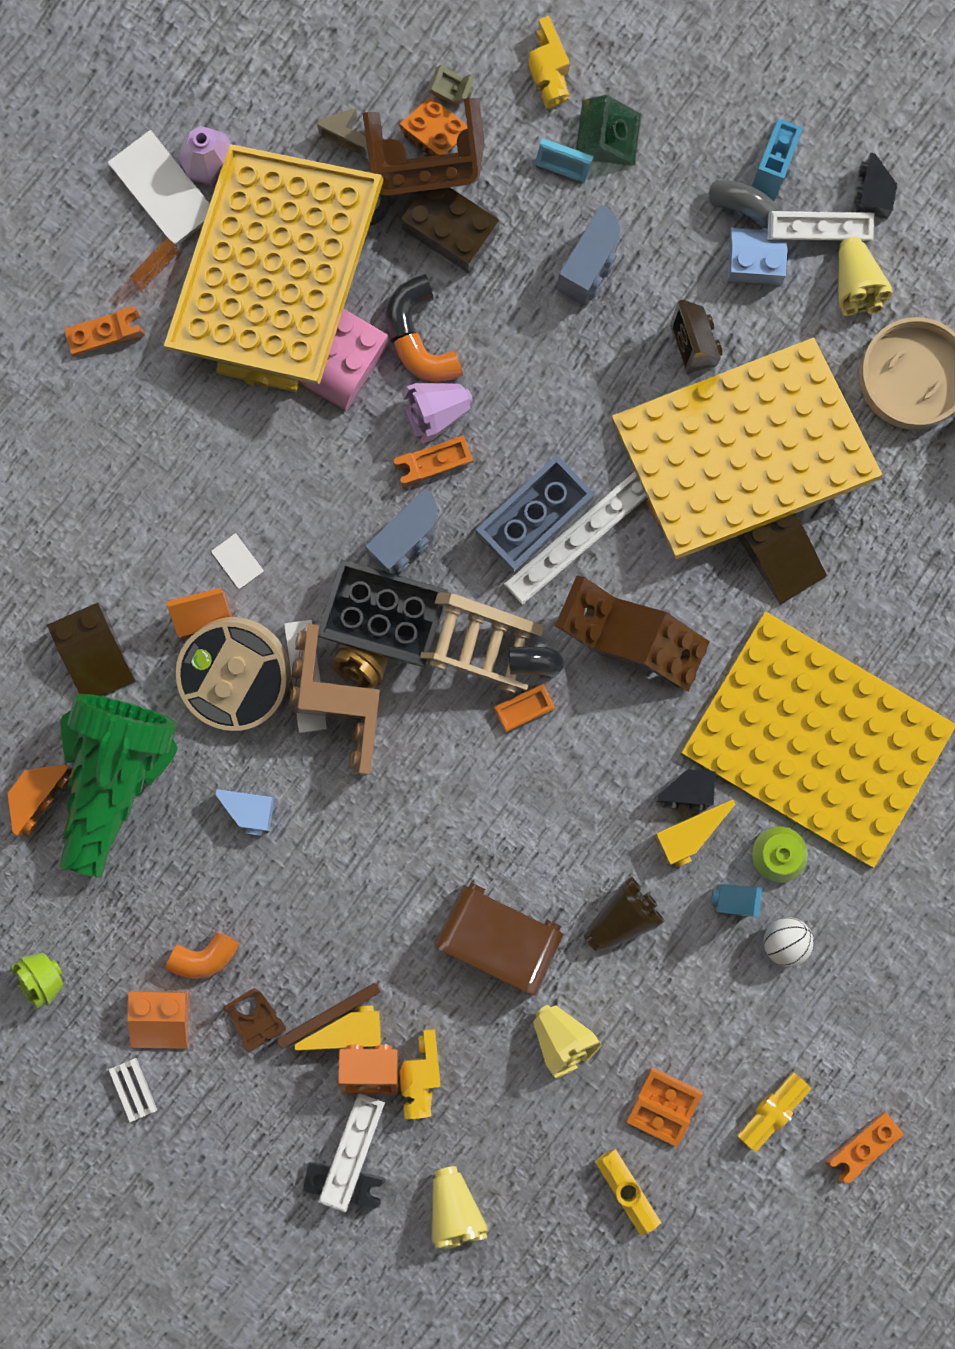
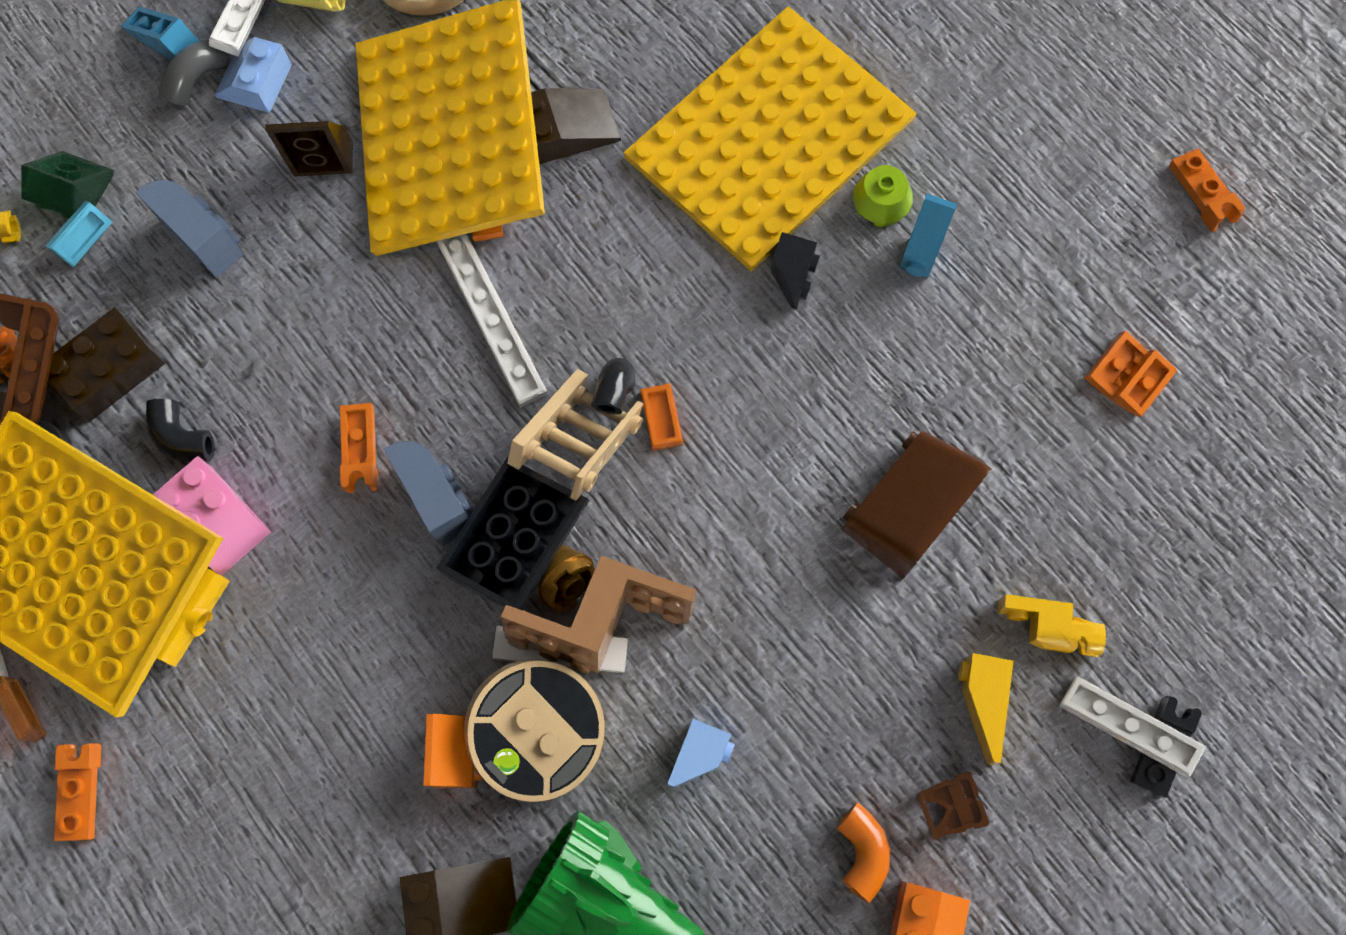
camera: 70 degrees left, 10 degrees down
(237, 561) = (403, 698): white sticker -> none
(328, 1015) = (964, 715): reddish brown tile -> none
(368, 1070) = (1039, 679): orange slope -> none
(425, 365) = (248, 429): orange cylinder -> none
(435, 407) = (298, 430): lavender cone -> none
(454, 1211) = (1219, 622): light yellow cone -> none
(535, 514) = (452, 350): sand blue brick -> none
(563, 1040) = (1042, 457): light yellow cone -> none
(623, 917) = (918, 363): dark brown cone -> none
(632, 633) = (610, 277): reddish brown bracket -> none
(637, 1207) = (1235, 425): yellow piece -> none
(688, 836) = (842, 276): yellow slope -> none
(774, 1112) = (1155, 264): yellow piece -> none
(788, 942) = (979, 205): white piece -> none

